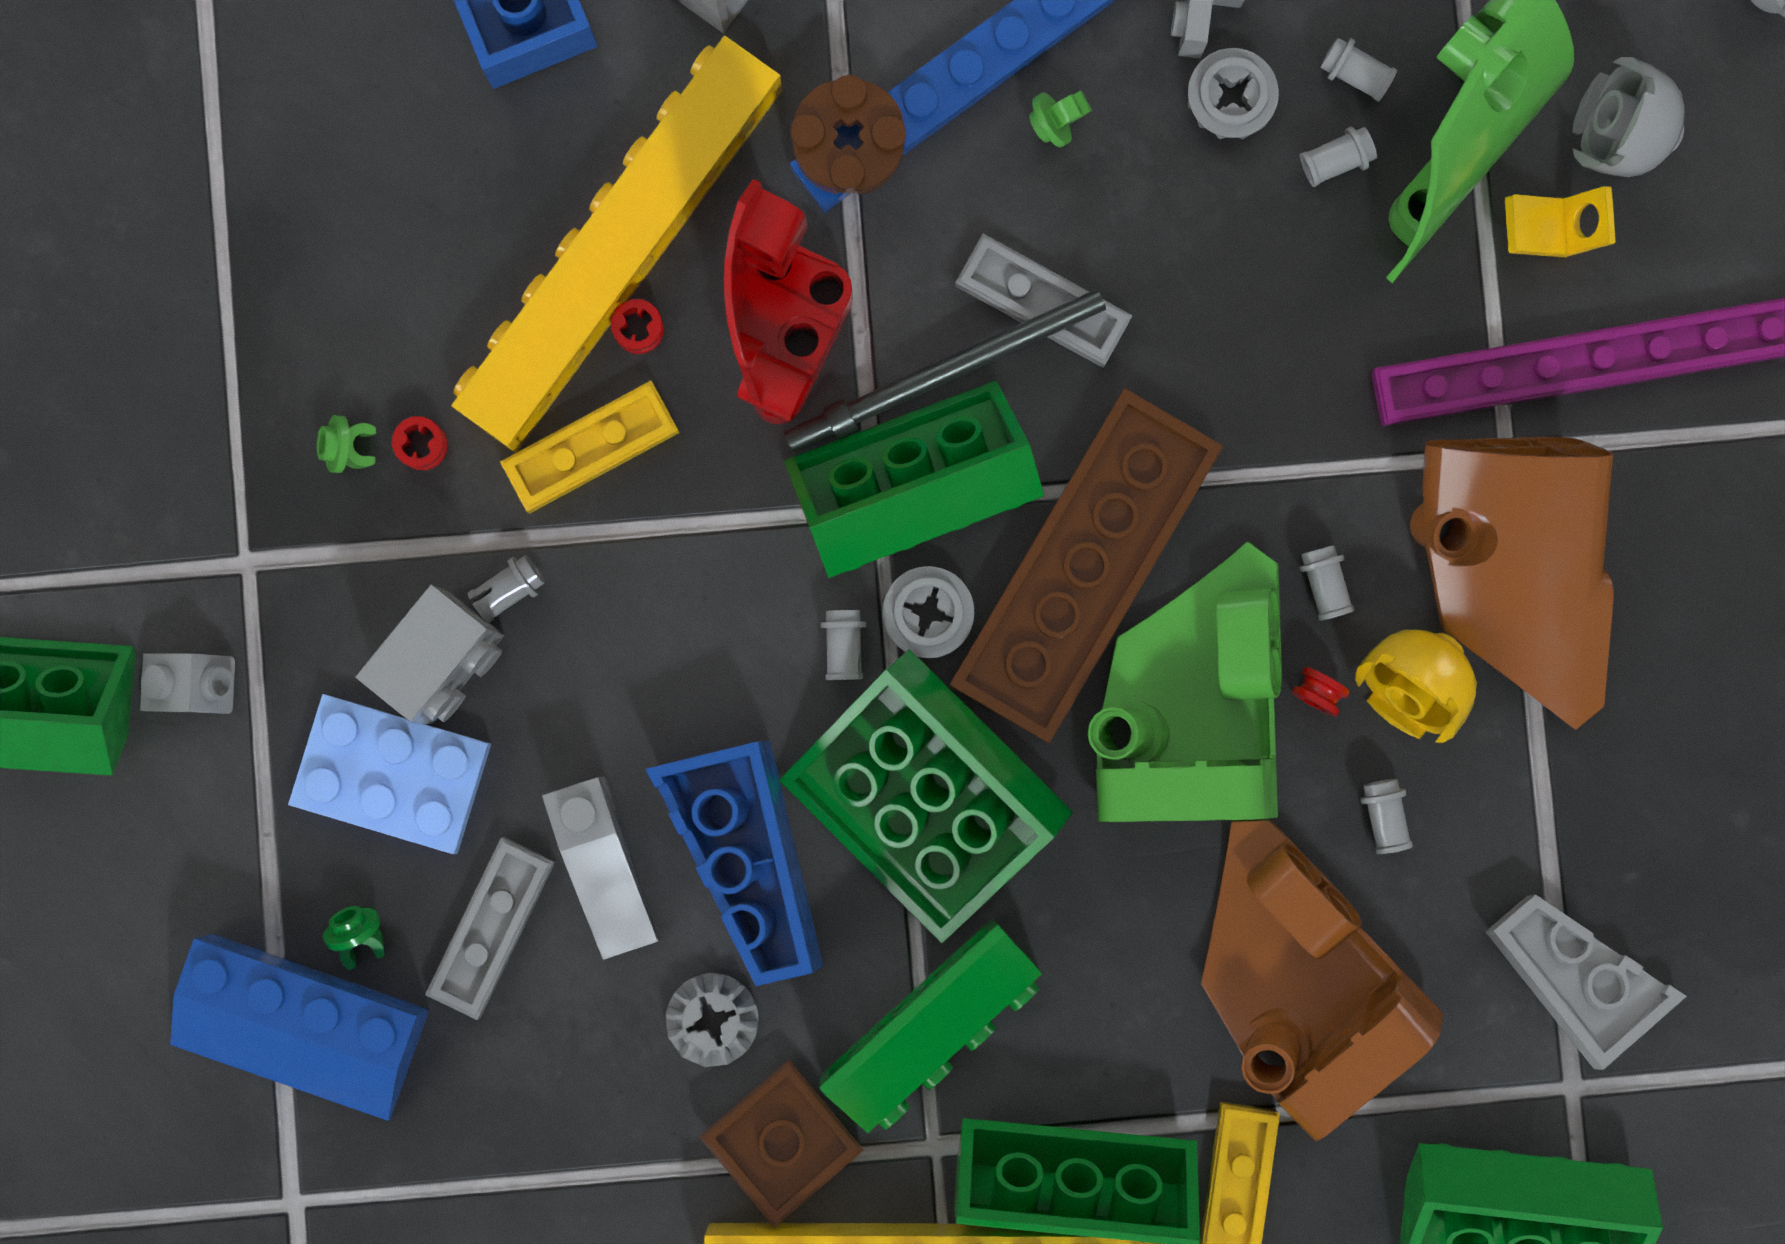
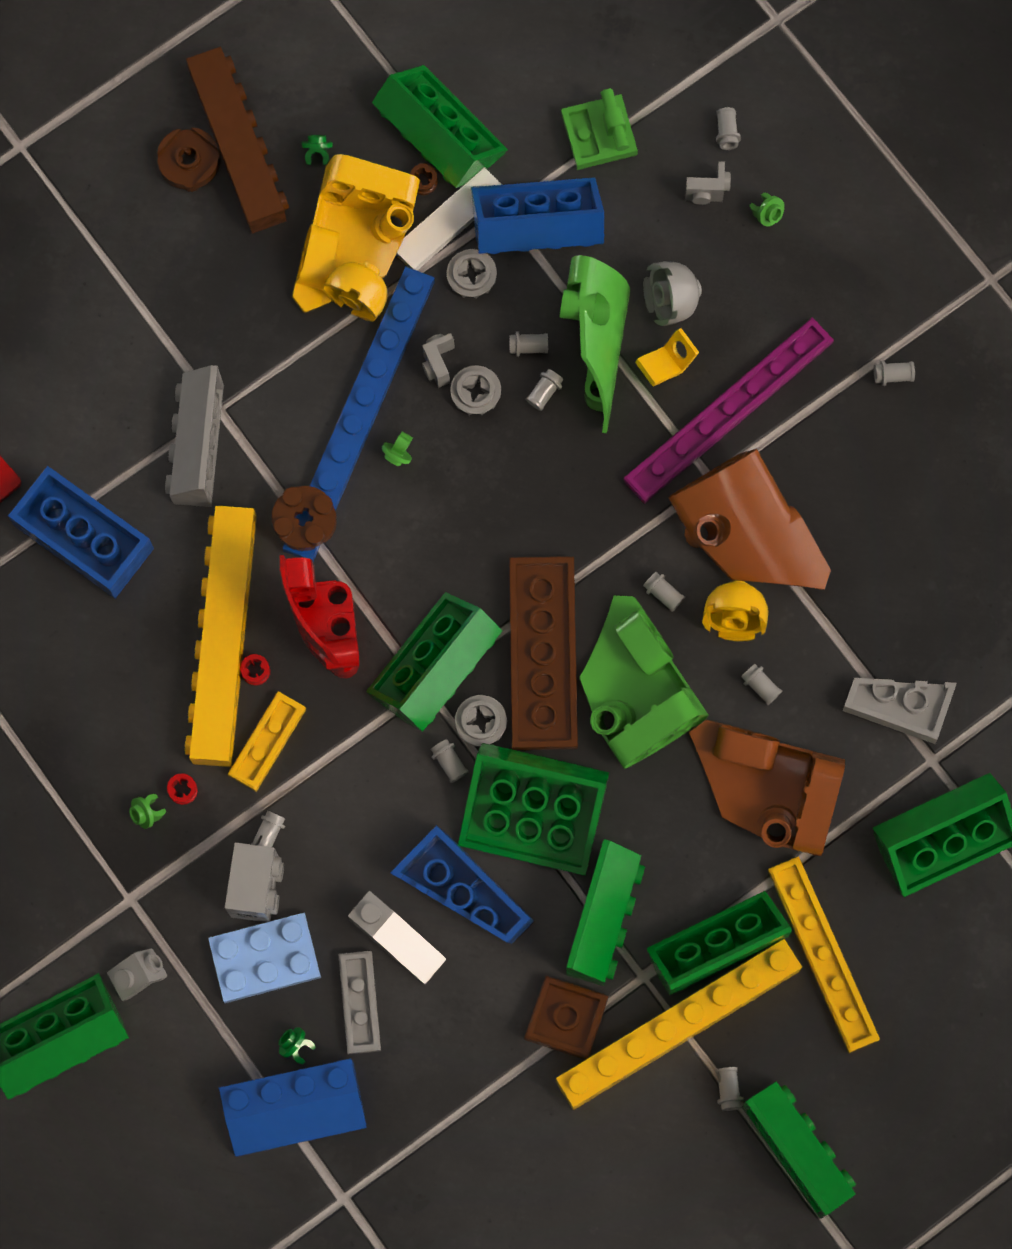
camera: 25 degrees left, 10 degrees down
(723, 994) = (497, 996): light grey gear -> none
(841, 417) = (382, 653): pearl dark grey bar -> none
(1029, 289) = (445, 540): light grey tile -> none
(1320, 692) = (692, 644): red bush -> none

